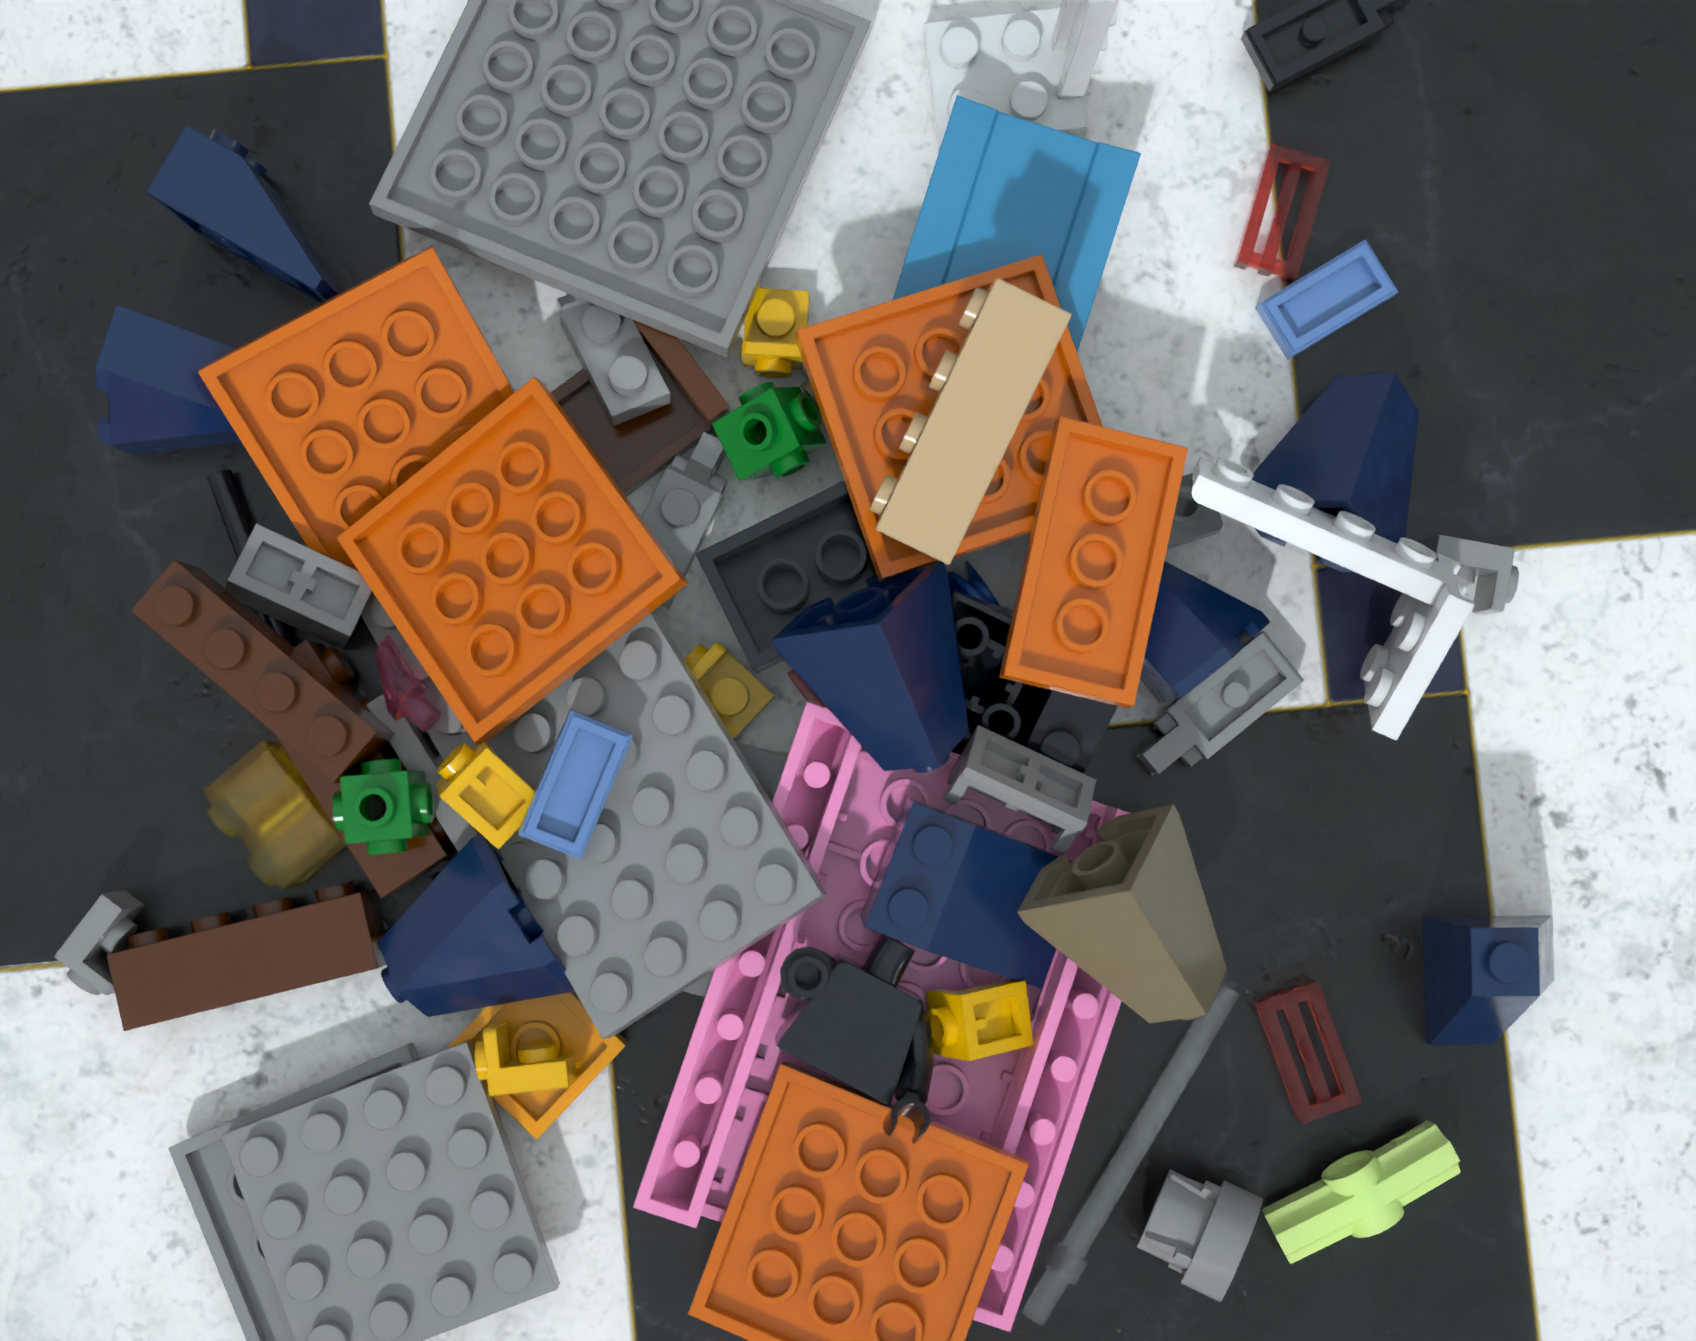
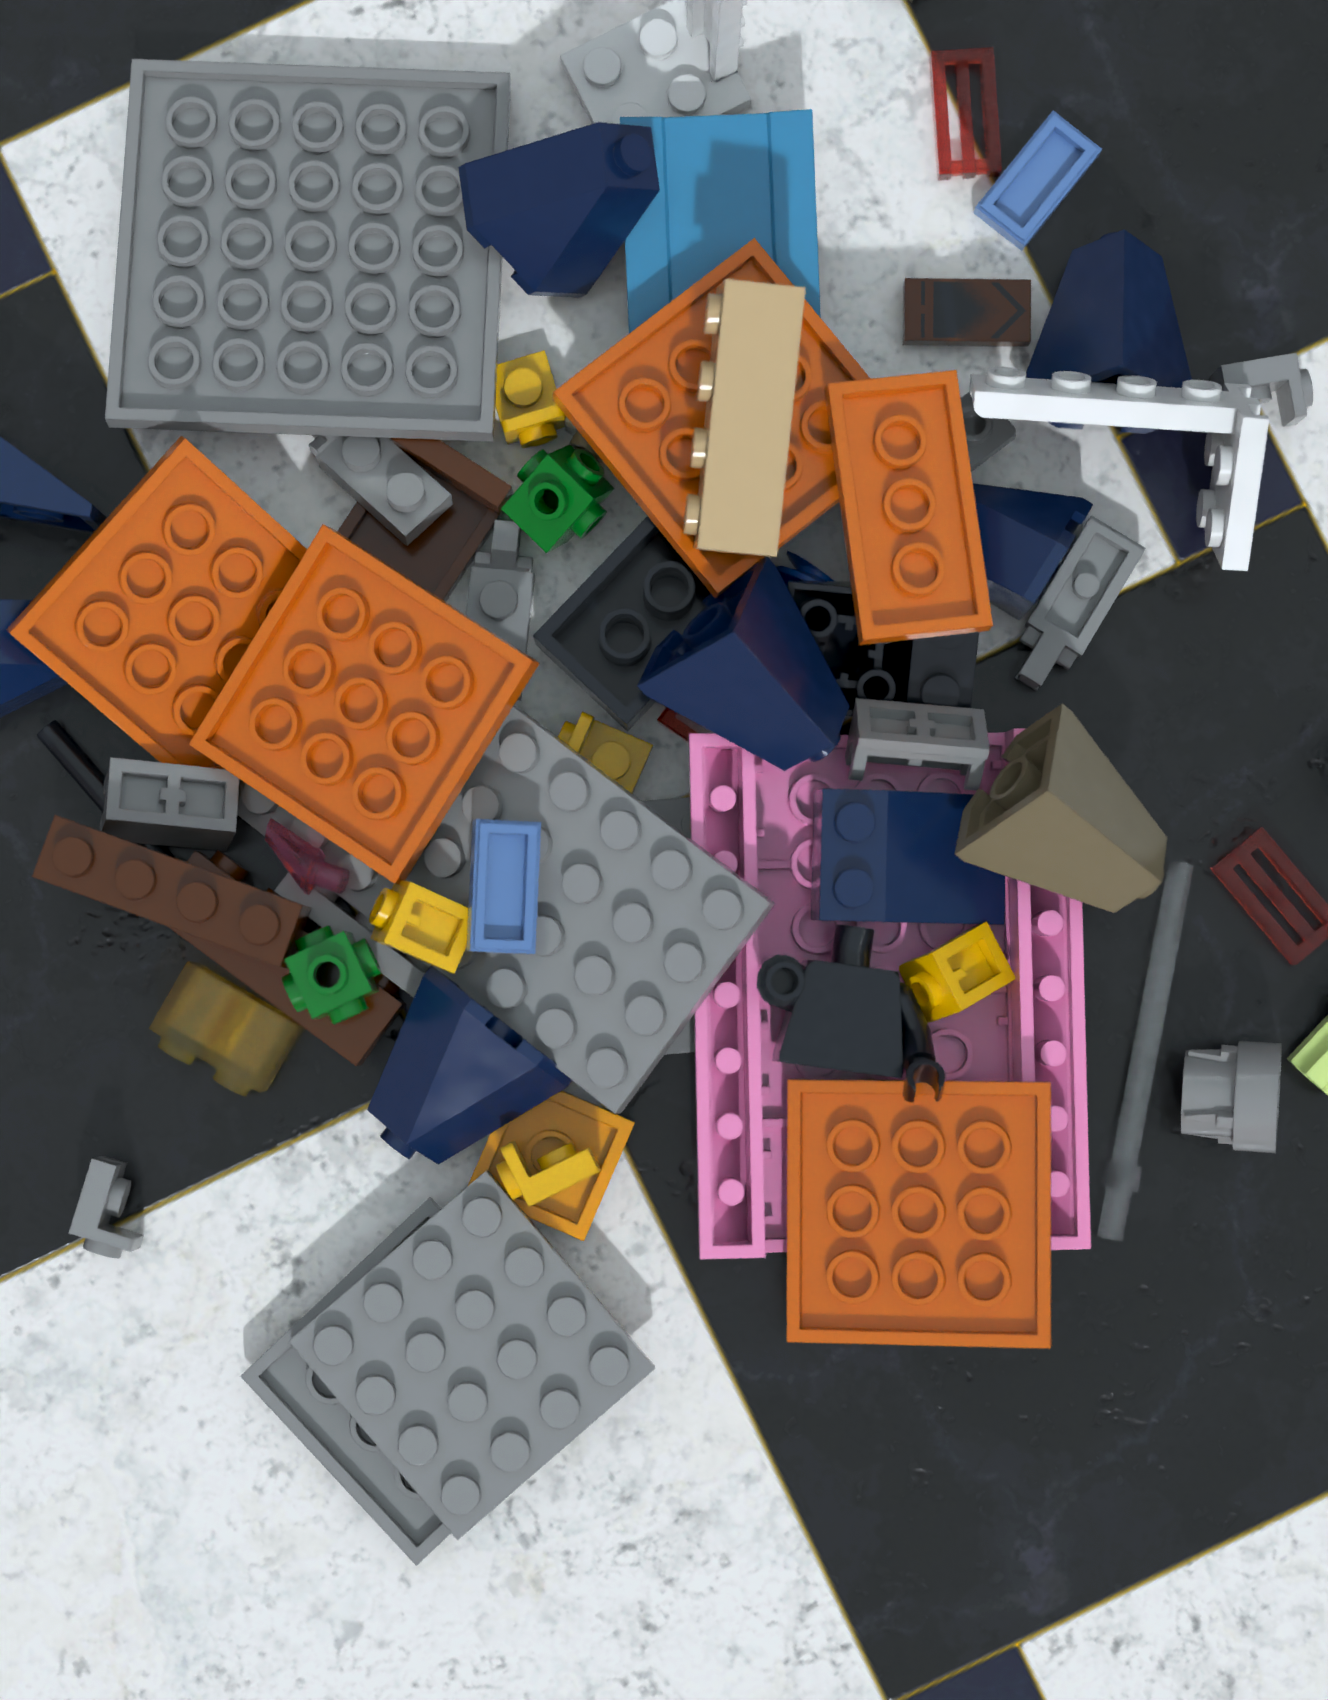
camera: 20 degrees left, 0 degrees up
(248, 958) = (248, 1171): reddish brown brick -> none
(872, 156) = (561, 203): none -> dark blue slope
(1216, 398) = (967, 312): none -> reddish brown tile

